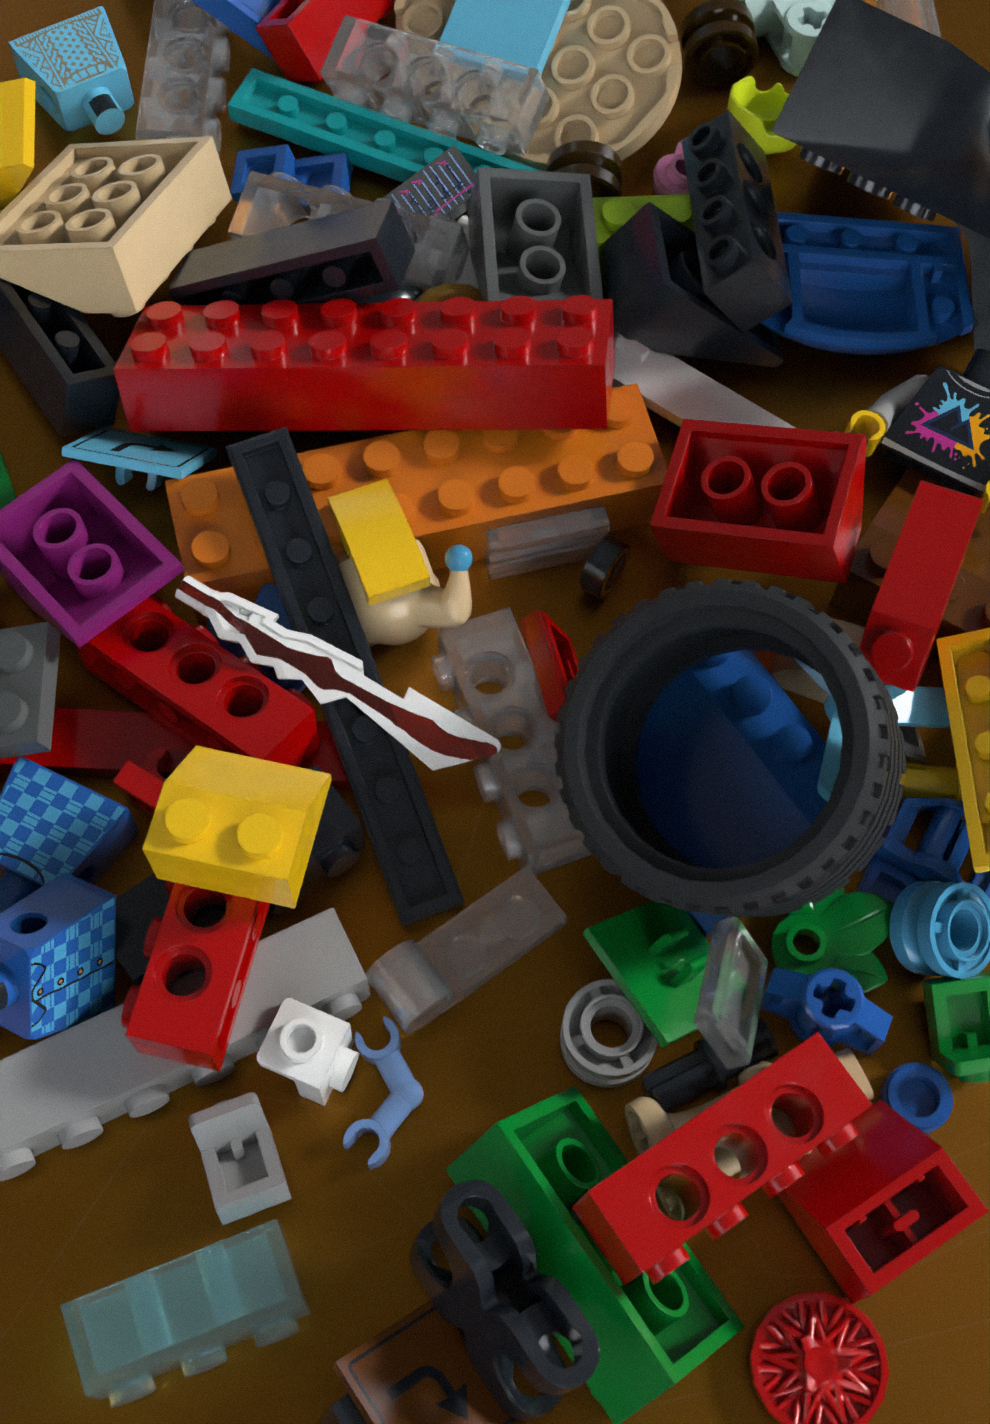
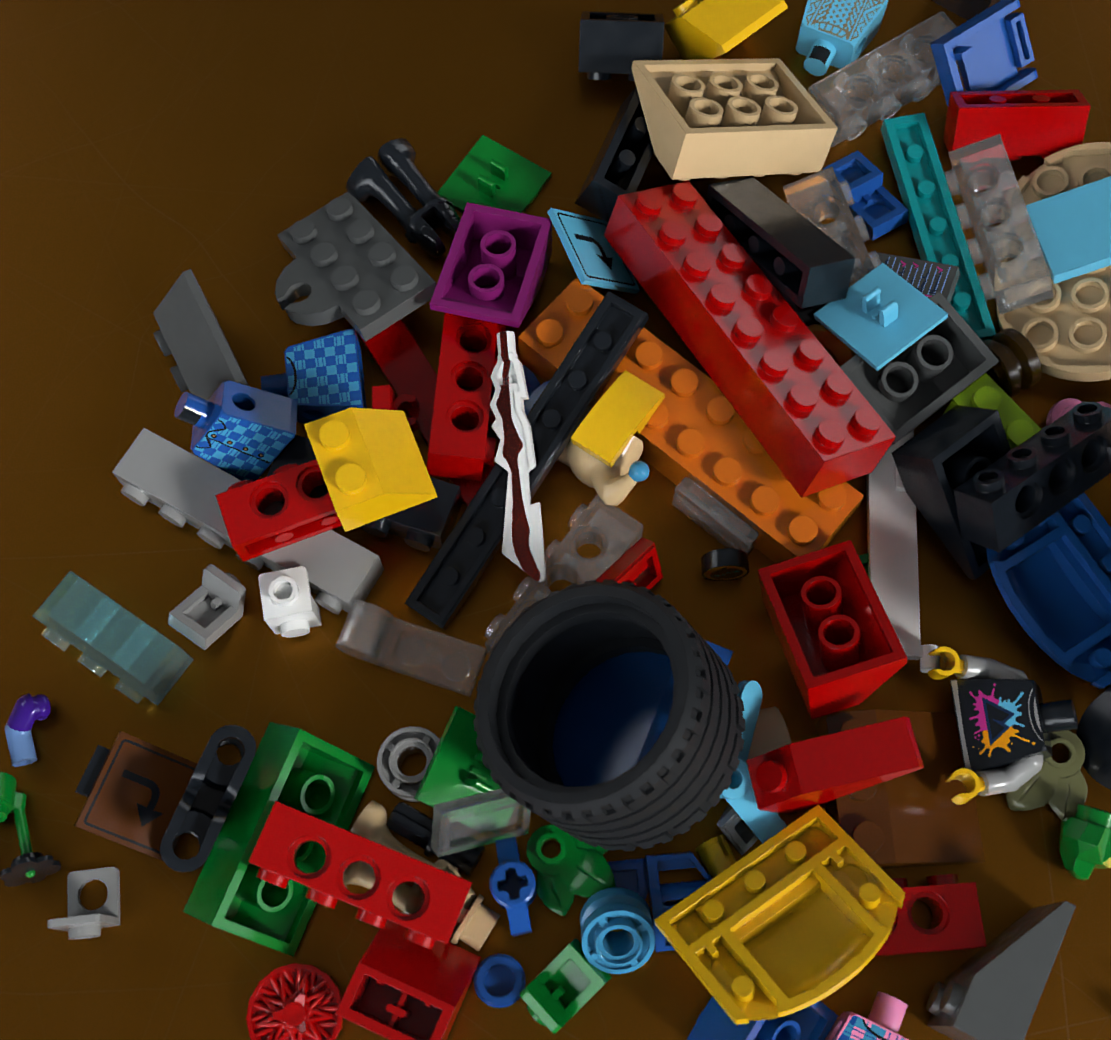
camera: 60 degrees right, 5 degrees up
(404, 1095) = (299, 673): medium blue arm -> none
(463, 233) = (880, 316): none -> medium azure piece

